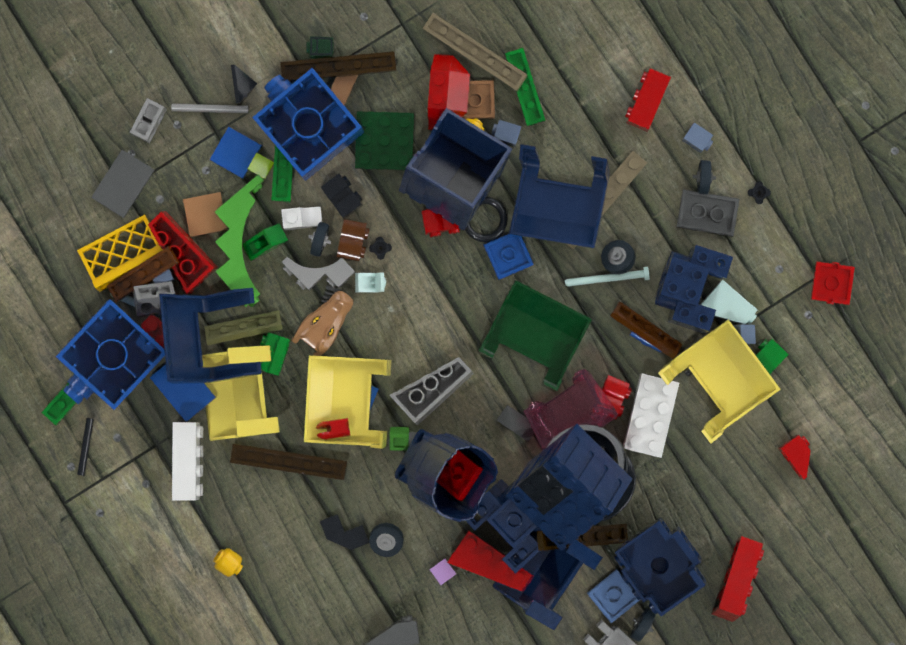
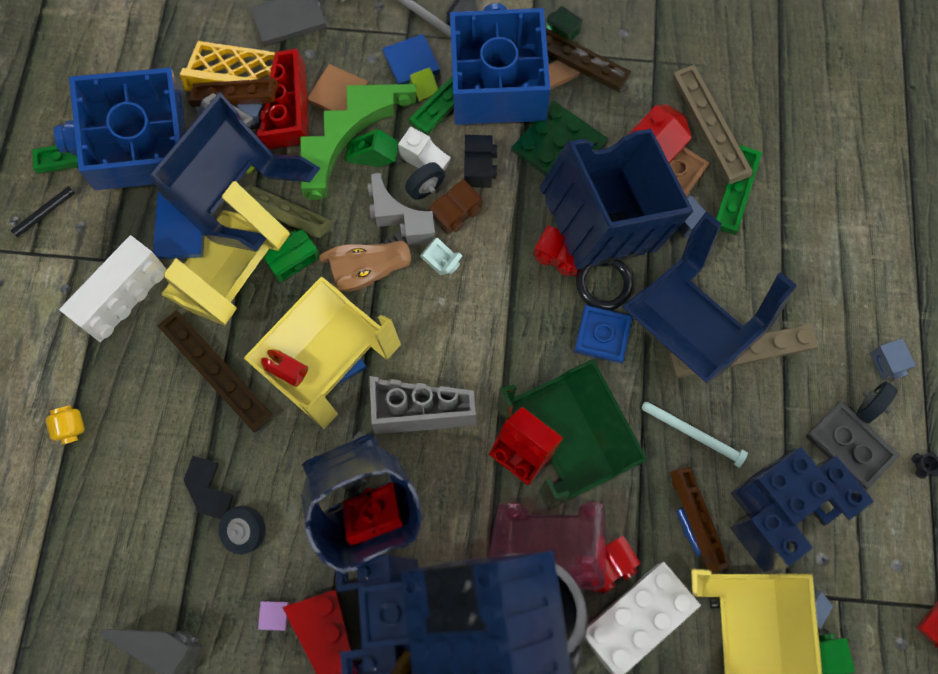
camera: 40 degrees right, 15 degrees down
(375, 248) = (481, 229): black plate -> none
(399, 438) = (344, 431): bright green slope -> none
(513, 364) = (525, 445): none -> red slope
(516, 422) = (481, 512): dark grey slope -> none
(618, 257) = (721, 418): black wheel -> none
(647, 99) = (861, 285): red brick -> none
(730, 305) = (822, 564): light aqua slope -> none

